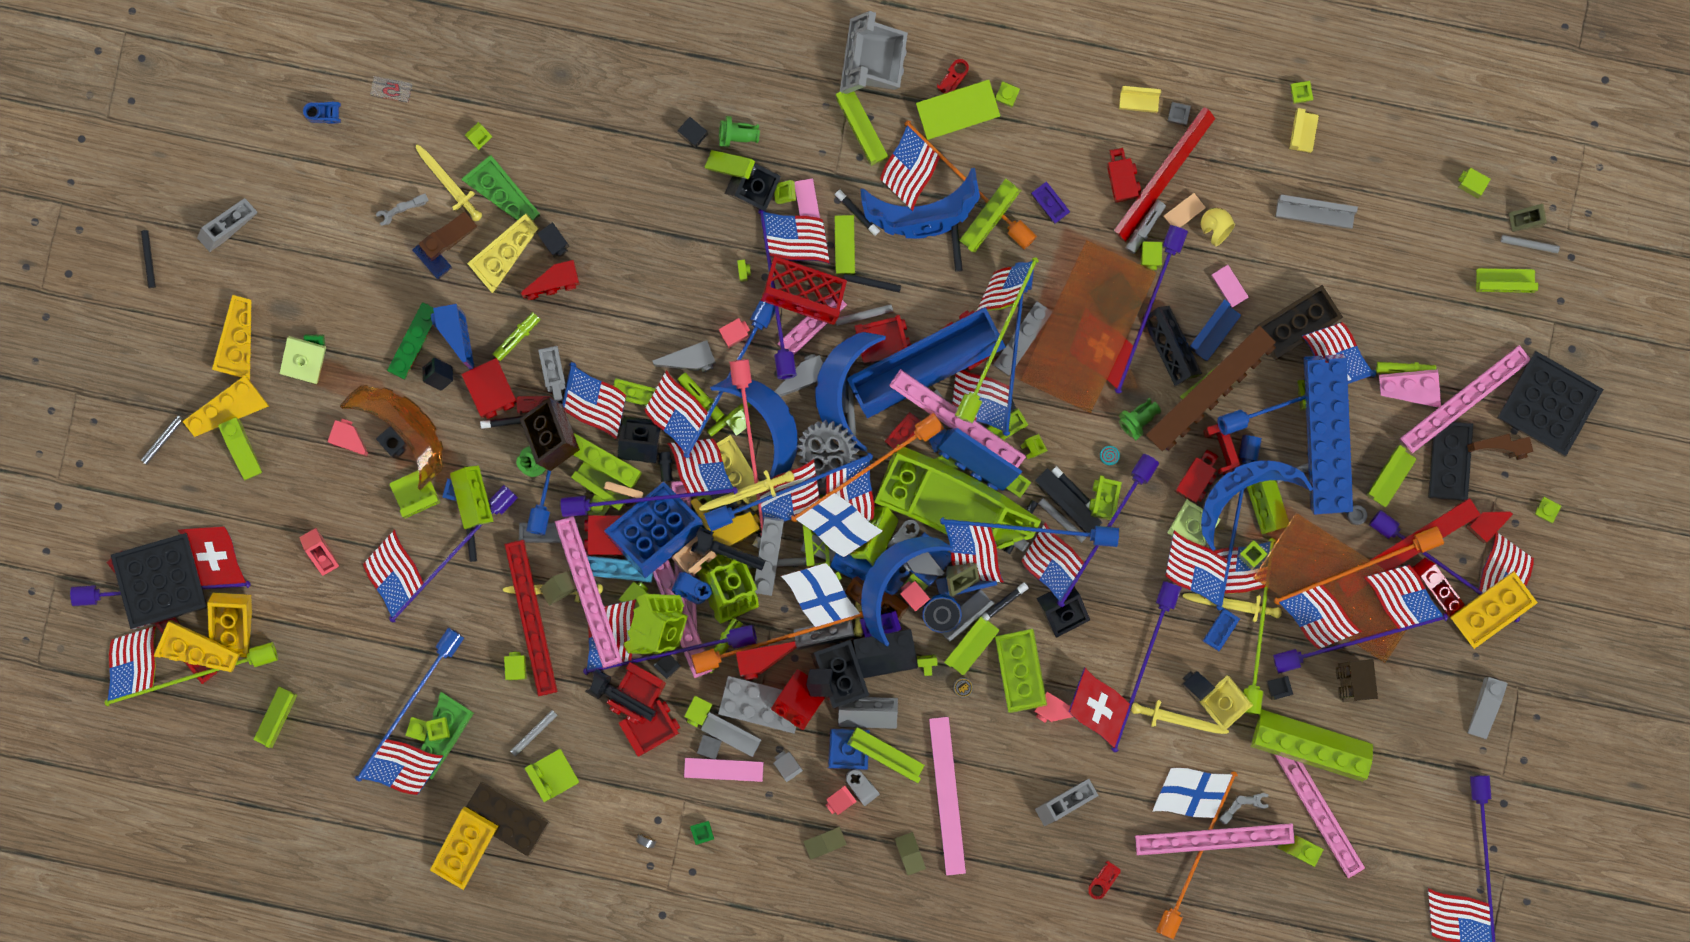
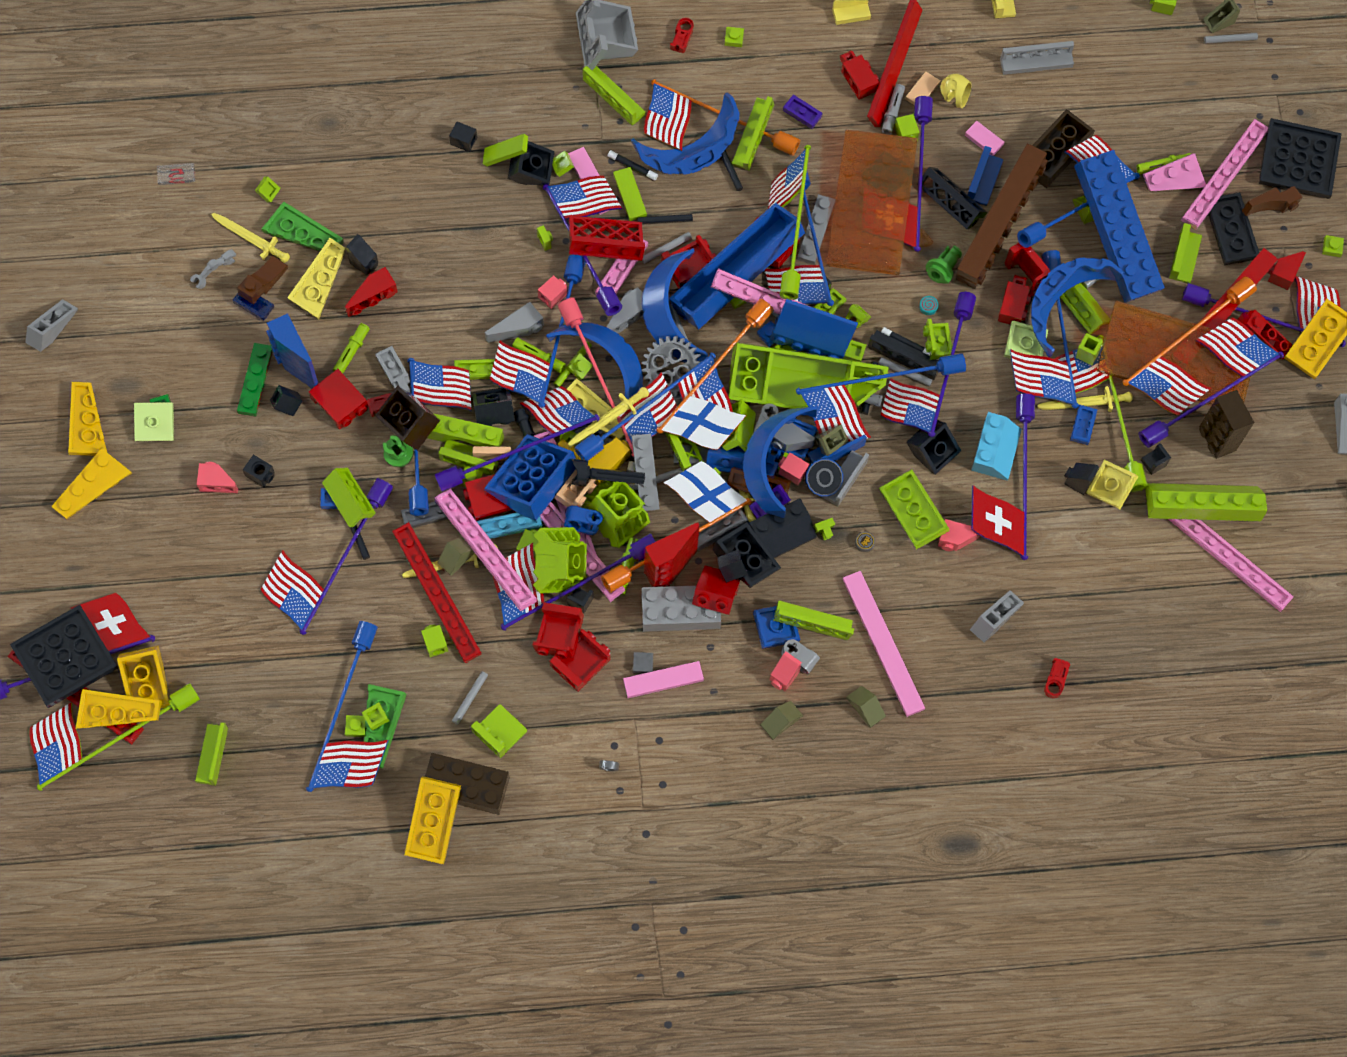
camera: 20 degrees left, 15 degrees down
(162, 439) = (35, 530): flat silver bar -> none
(240, 448) = (113, 515): lime slope -> none
(318, 551) = (214, 588): coral slope -> none
(327, 112) = (117, 206): blue piece -> none
(408, 421) = (267, 447): clear orange windscreen -> none
(410, 498) = (293, 511): lime bracket -> none
(500, 422) = (359, 427): black bar -> none
(602, 686) = (523, 633): black piece -> none
(698, 711) = (622, 631): lime brick -> none
(702, 832) = (661, 742): green plate -> none
(731, 734) = (660, 643): light grey panel -> none
(737, 132) = (502, 125): bright green piece -> none
(787, 765) = (724, 656): light grey slope -> none
(869, 713) = (785, 588): light grey panel -> none
(903, 431) = (734, 330): red plate -> none
(957, 109) = (694, 58): lime tile -> none
(972, 645) = (860, 501): lime panel -> none
(1005, 601) = (877, 456): black bar -> none
(1126, 628) = (996, 446): none -> medium azure slope
(1167, 716) = (1071, 514): light yellow sword -> none
(1179, 113) = (889, 14): flat silver tile -> none
(1192, 795) = (1111, 578): flag -> none
(1214, 839) = (1146, 609): bright pink tile -> none
(1241, 800) = (1159, 568): light grey piece -> none
(1302, 850) = (1229, 595): lime slope -> none
(1358, 515) = (1167, 296): flat silver tile -> none
(1506, 280) = (1222, 72): lime panel -> none

